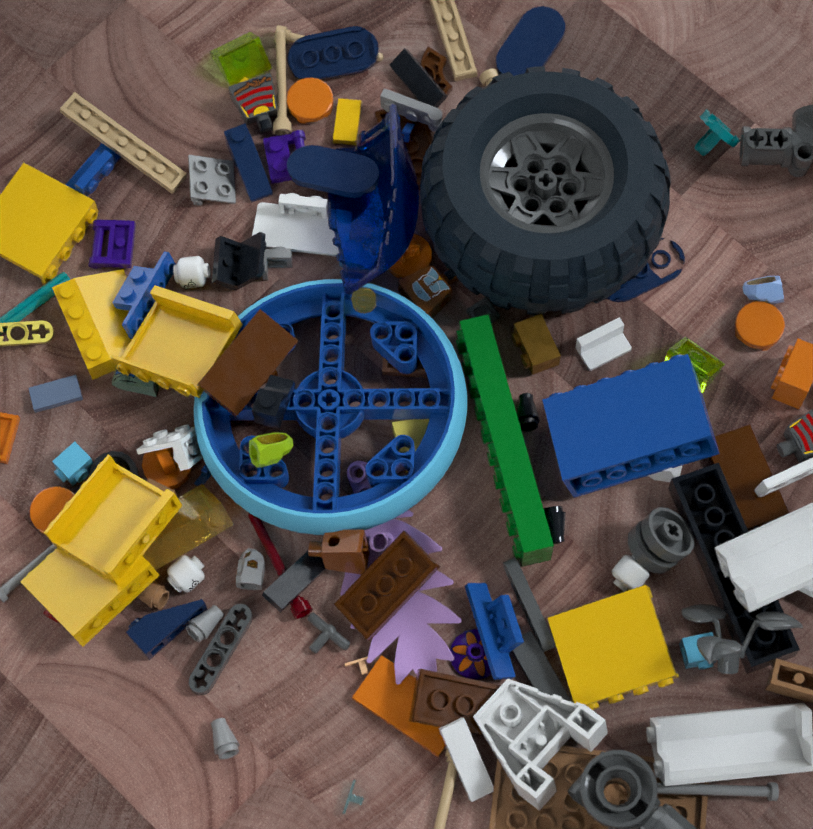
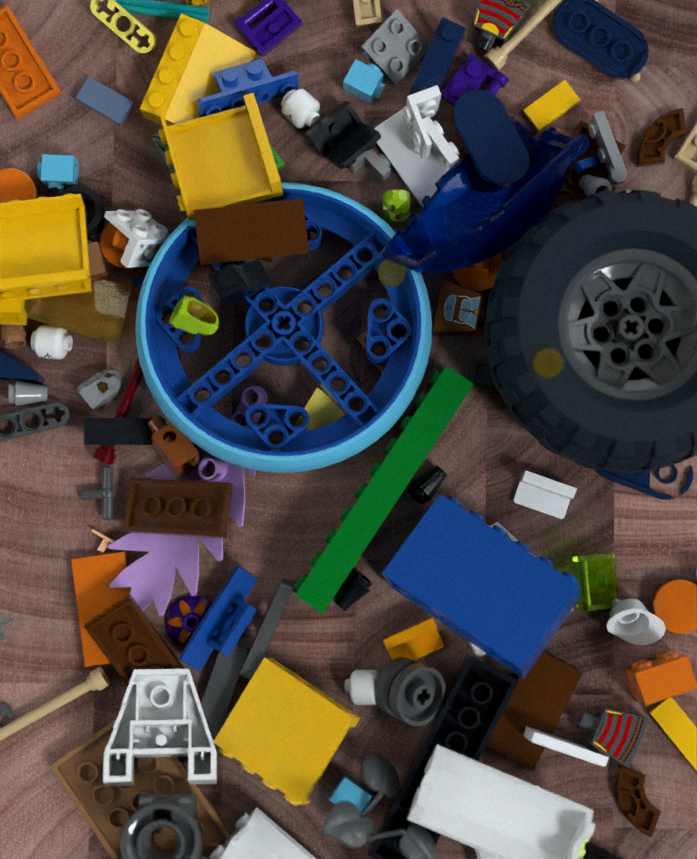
camera: 45 degrees right, 15 degrees up
(214, 218) = (364, 81): none -> medium azure brick
(275, 204) = (417, 108): none -> white bracket
(310, 100) = (541, 58): orange tile -> none
(317, 267) = (396, 206): none -> lime rock
(417, 79) = (642, 129): black tile -> none
(426, 136) = (594, 184): none -> light grey cone
(466, 759) = (98, 693): white tile -> none
(523, 239) = (548, 363): none -> clear yellow tile
(536, 344) = (491, 441): pearl gold brick -> none
(627, 513) = (414, 641): none -> light orange panel
(745, 360) = (634, 623): none -> white piece

